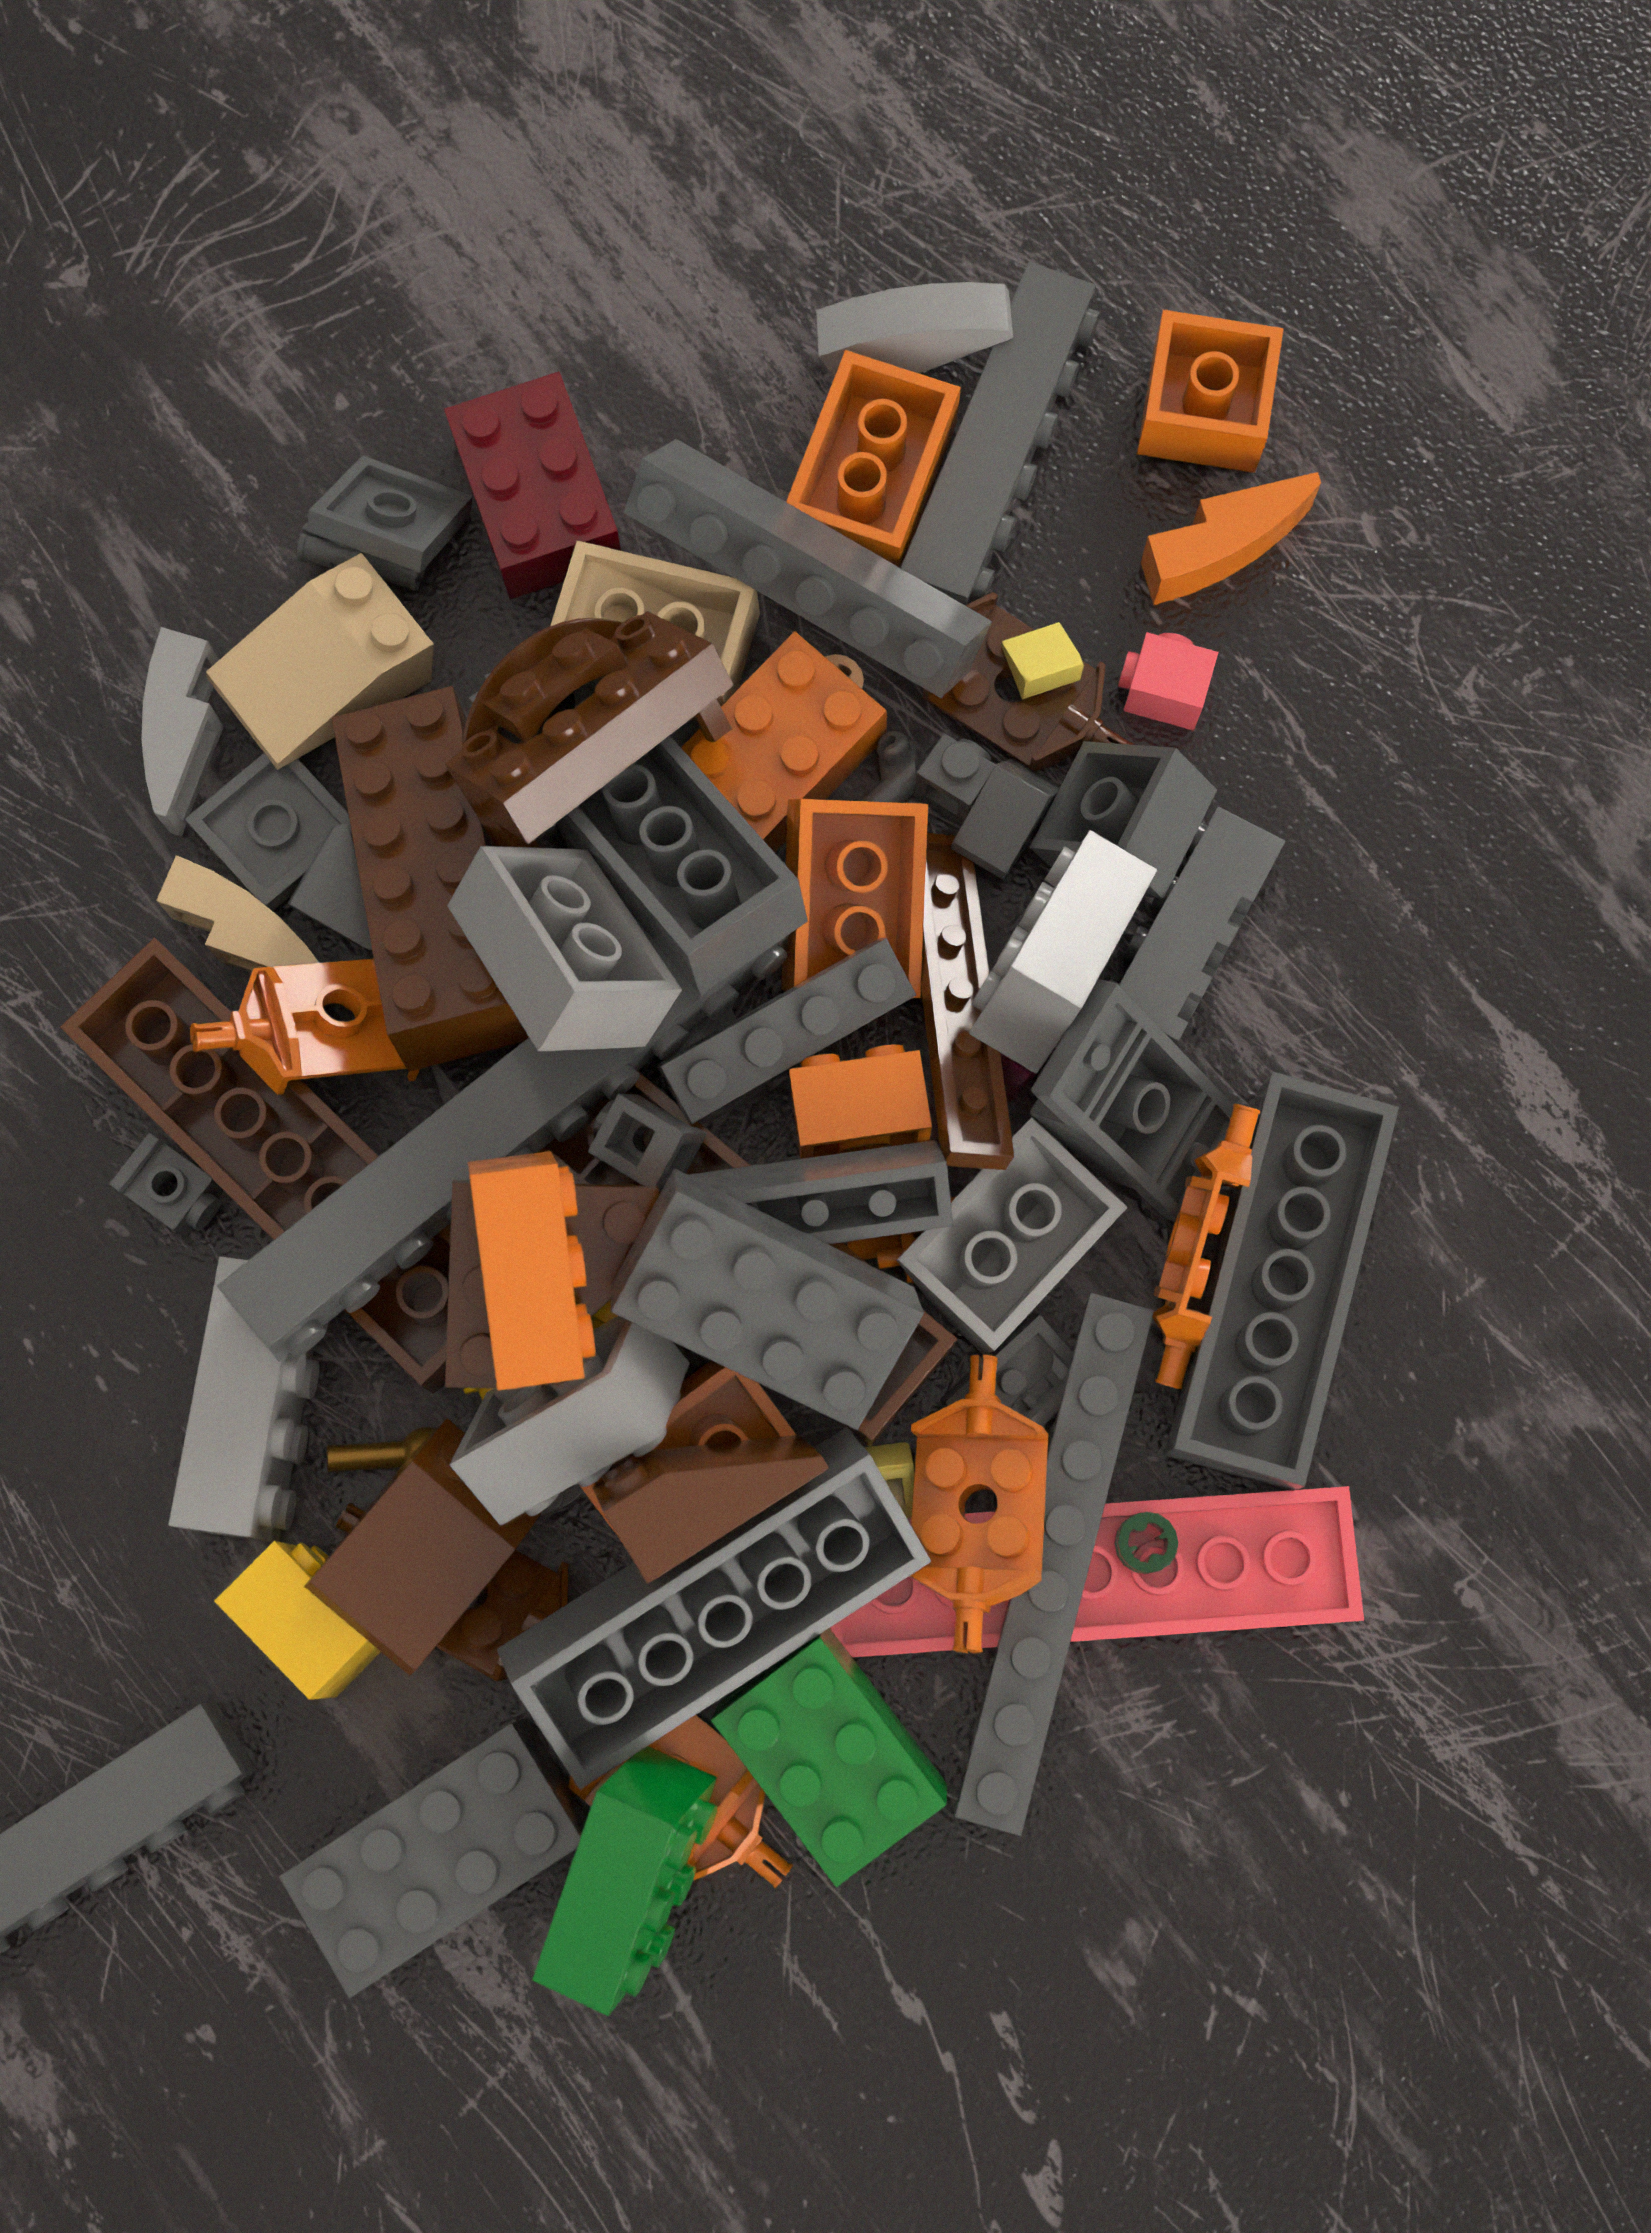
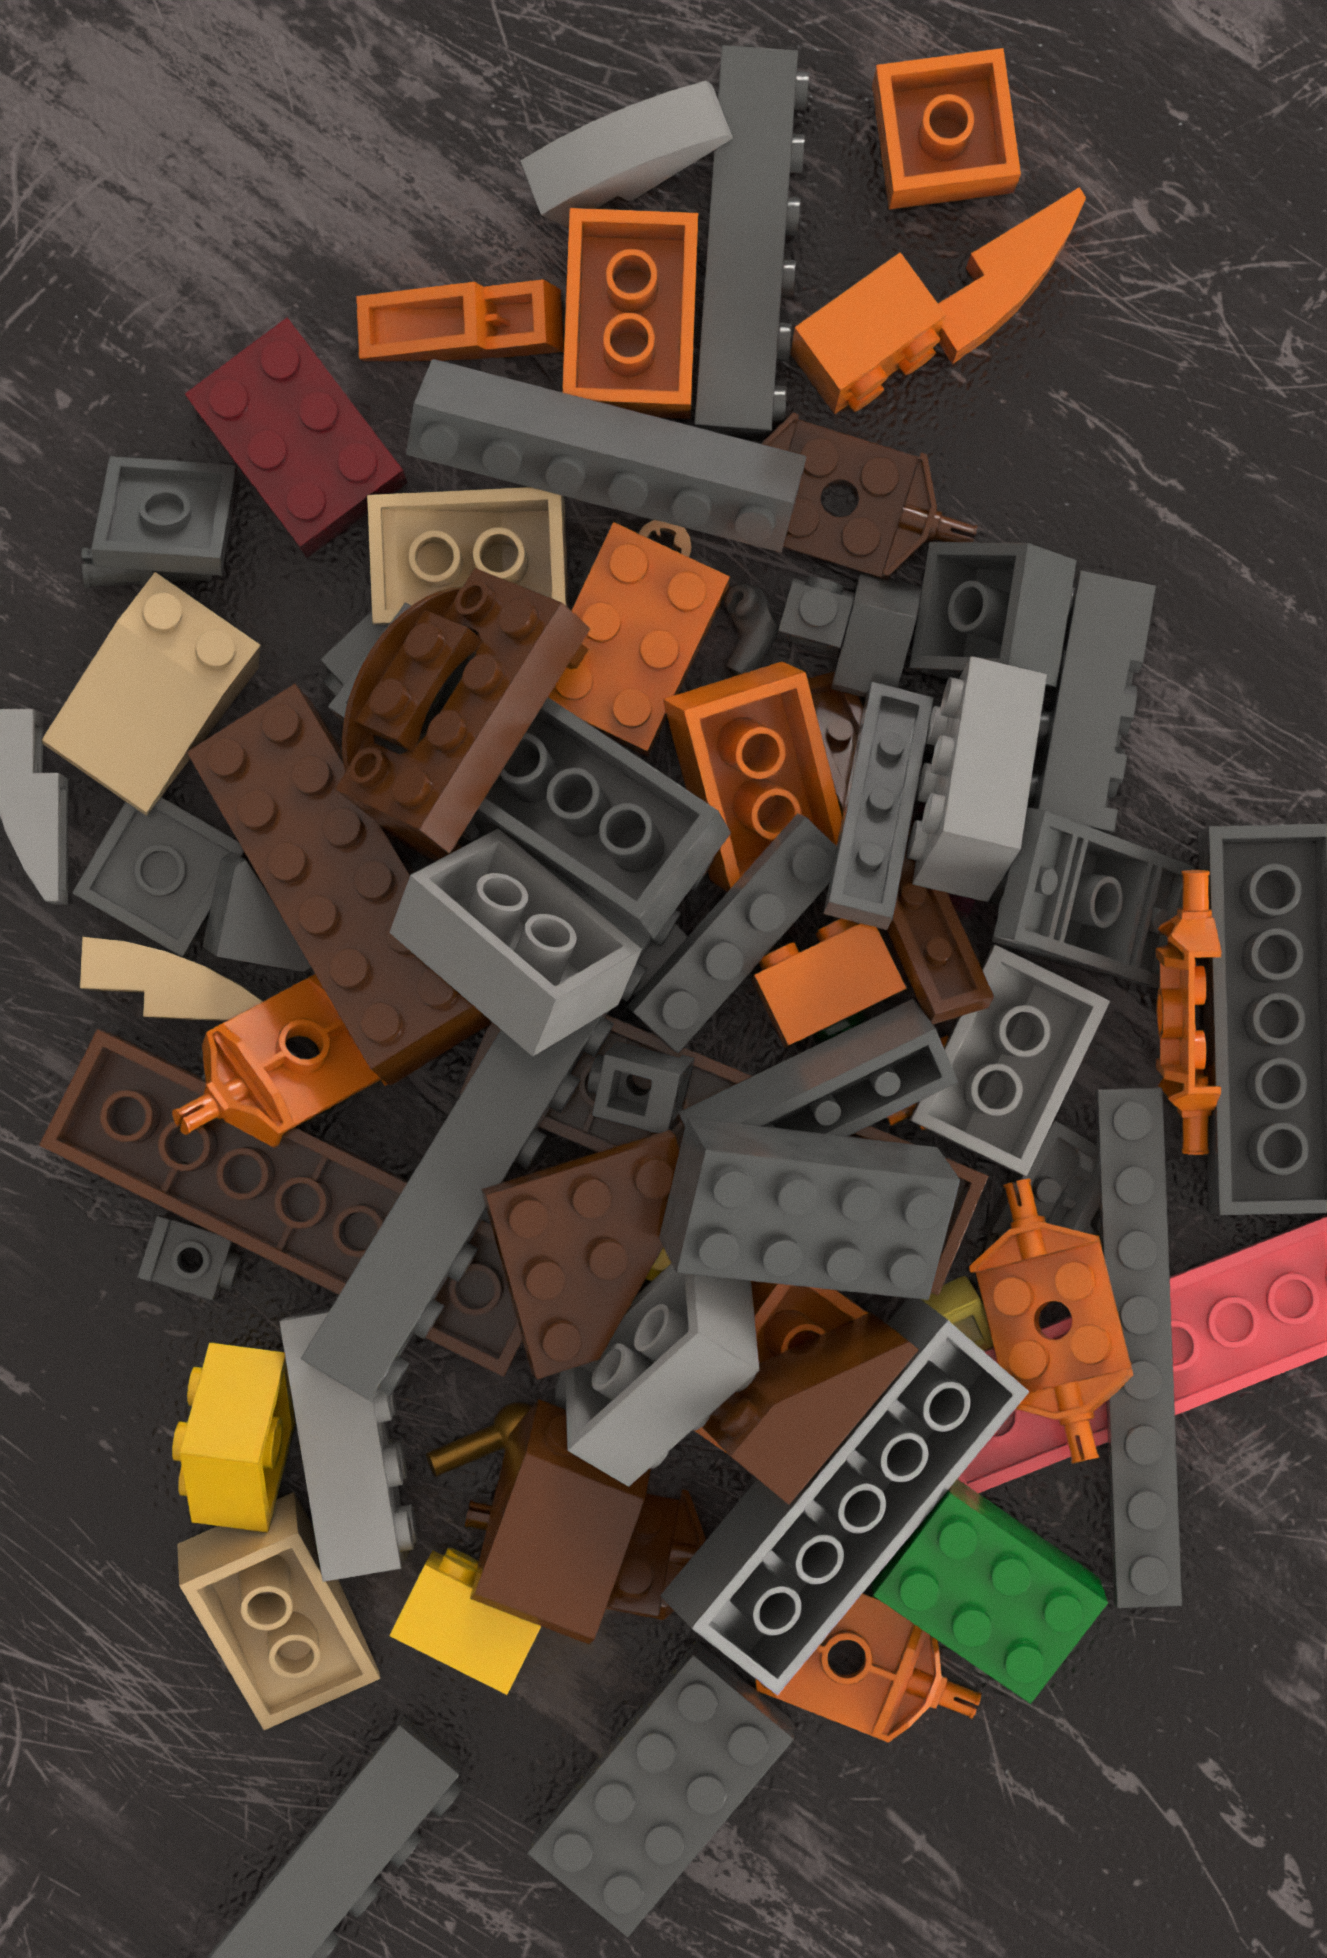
camera: 20 degrees left, 10 degrees up
(118, 1570) = (273, 1616): none -> tan slope
(137, 1362) = (235, 1437): none -> yellow brick
(530, 1269) = (591, 1259): orange brick -> none
(627, 1880) = (845, 1758): green brick -> none
(749, 440) = (461, 322): none -> orange slope
(958, 953) = (879, 806): none -> dark grey plate
(1042, 660) = (863, 468): light yellow slope -> none
(1083, 541) = (868, 335): none -> orange brick
(1137, 1524) = (1229, 1321): dark green bush -> none
(1168, 679) = (991, 445): coral brick -> none

